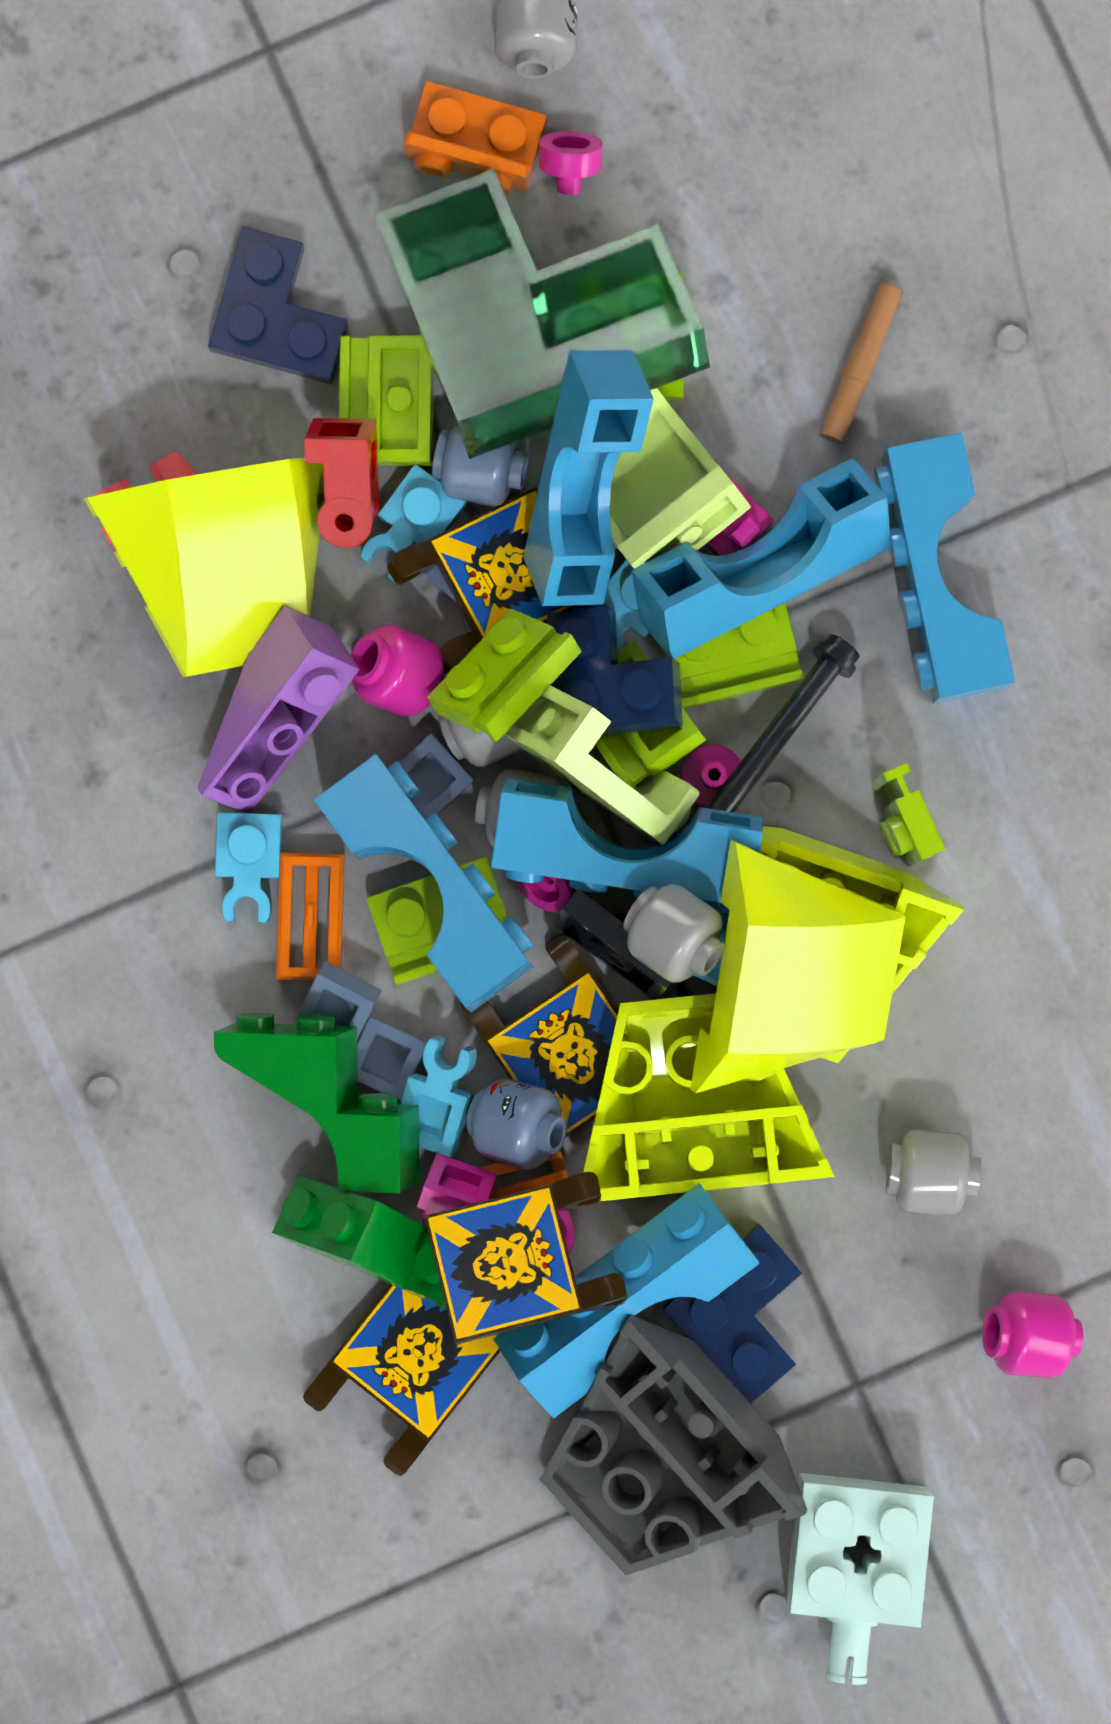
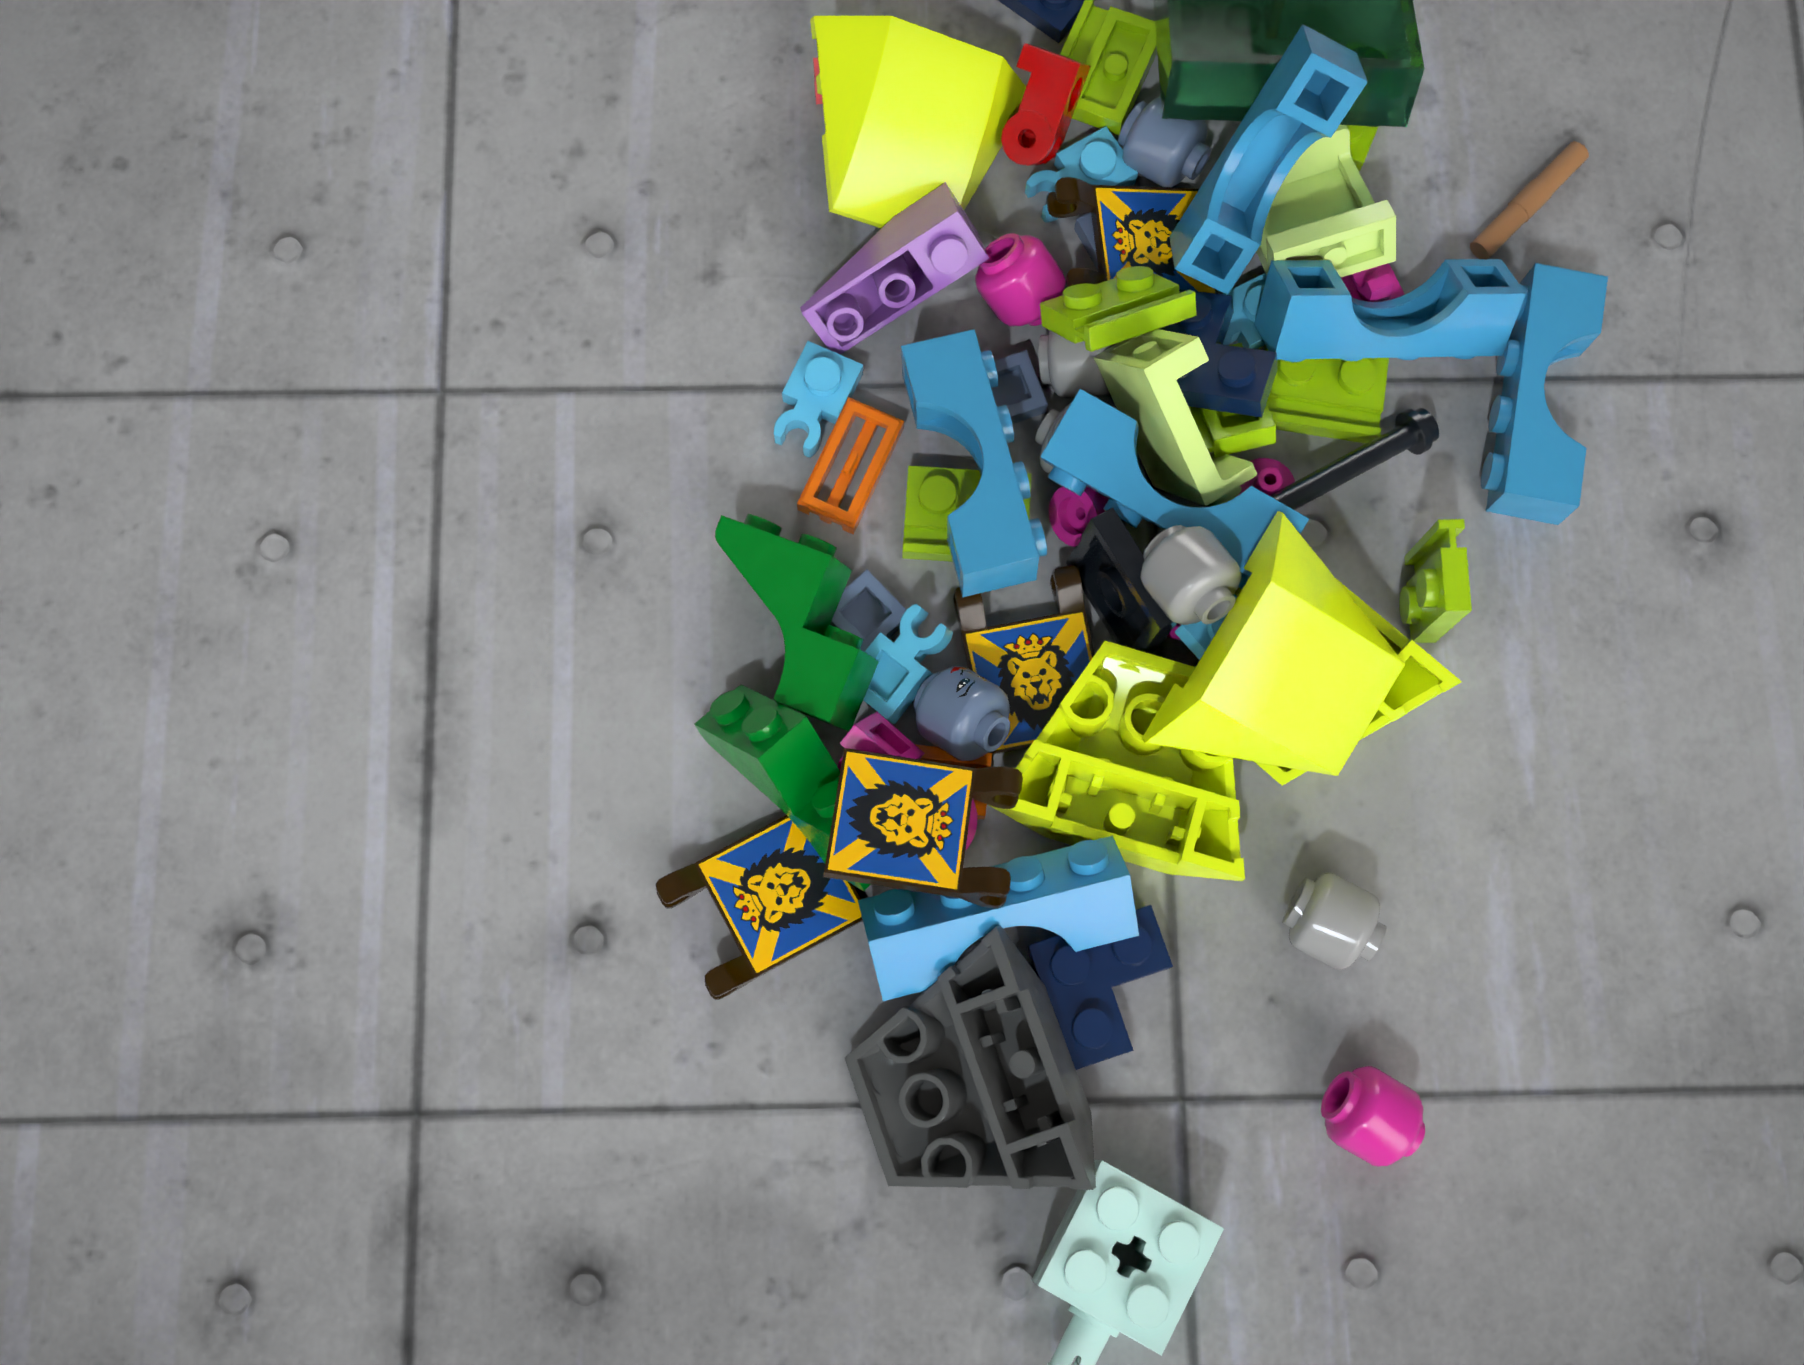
camera: 15 degrees right, 10 degrees down
(340, 996) = (855, 539): sand blue tile -> none

